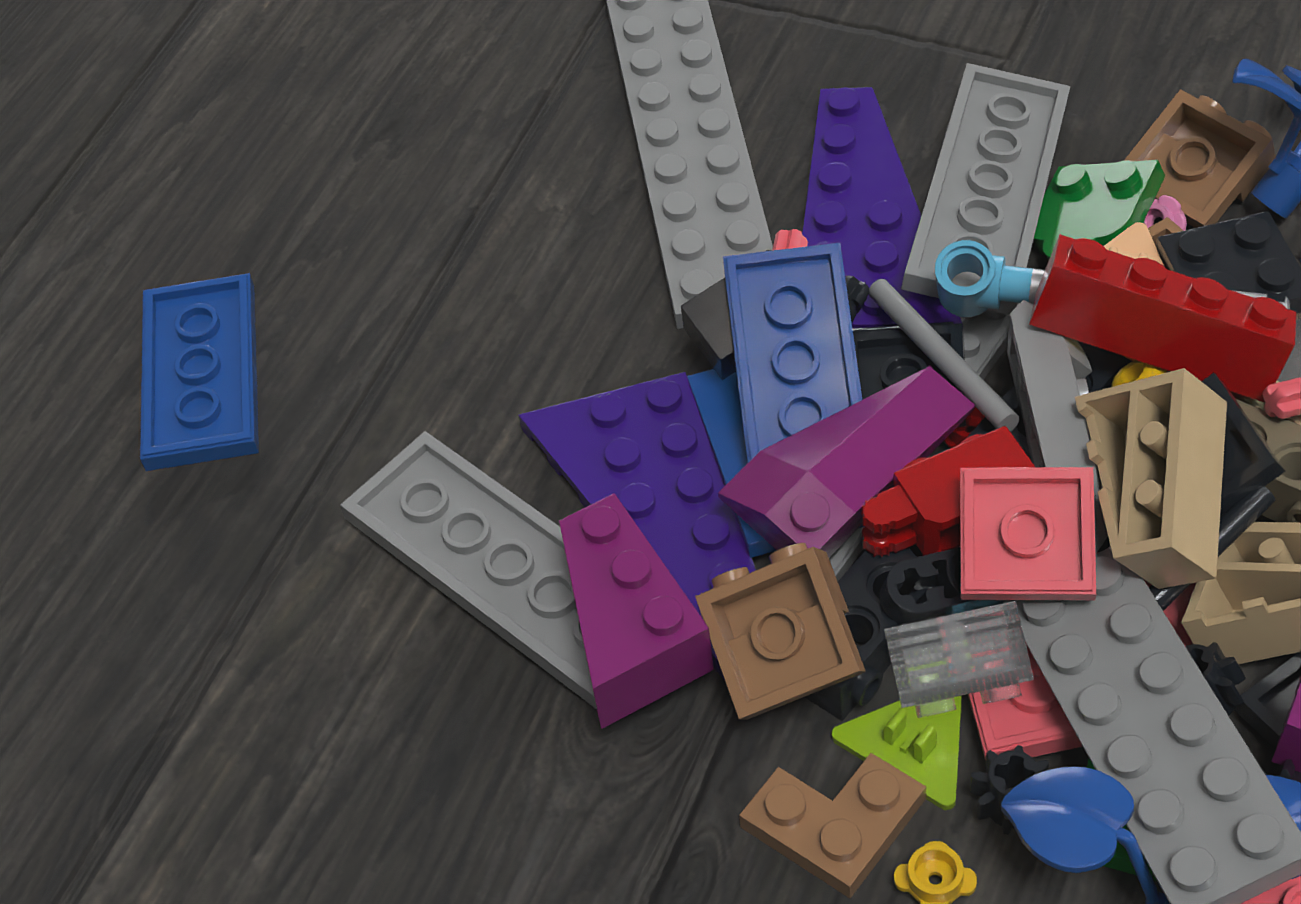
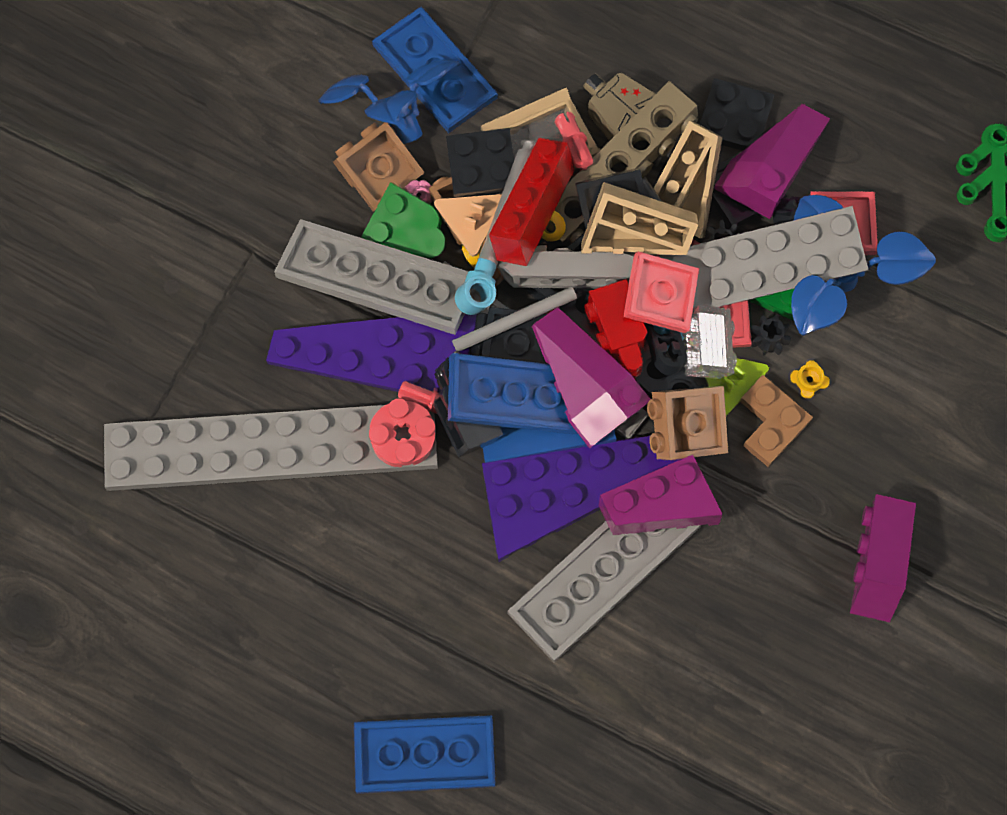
camera: 90 degrees left, 20 degrees up
(703, 226) = (406, 451): none -> coral plate

